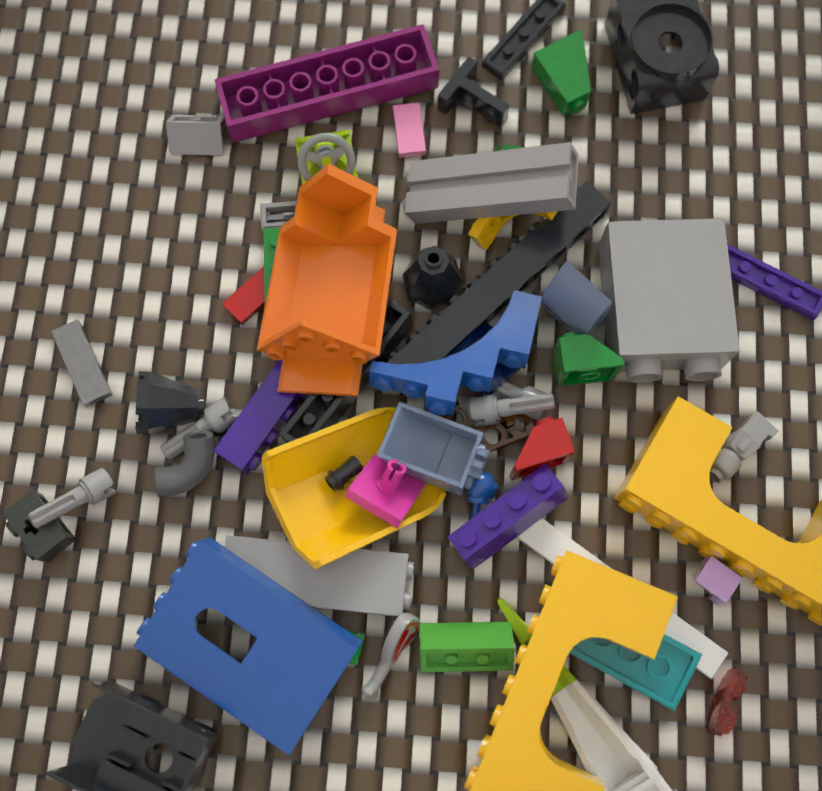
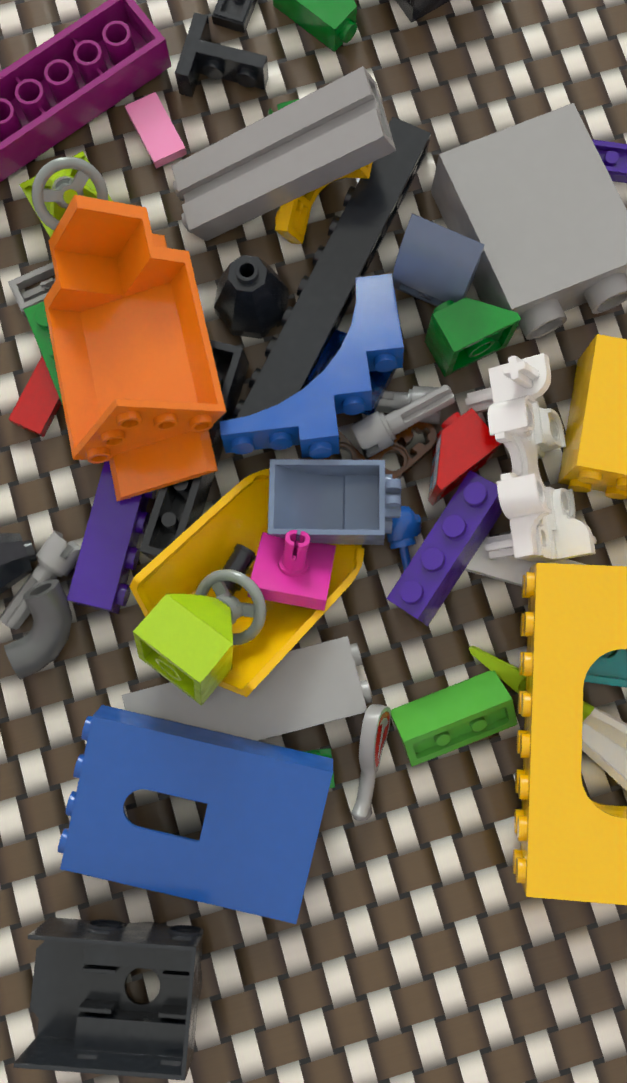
camera: 20 degrees left, 5 degrees up
(292, 509) = (192, 635): none -> lime piece
(585, 518) = (539, 515): none -> white gear

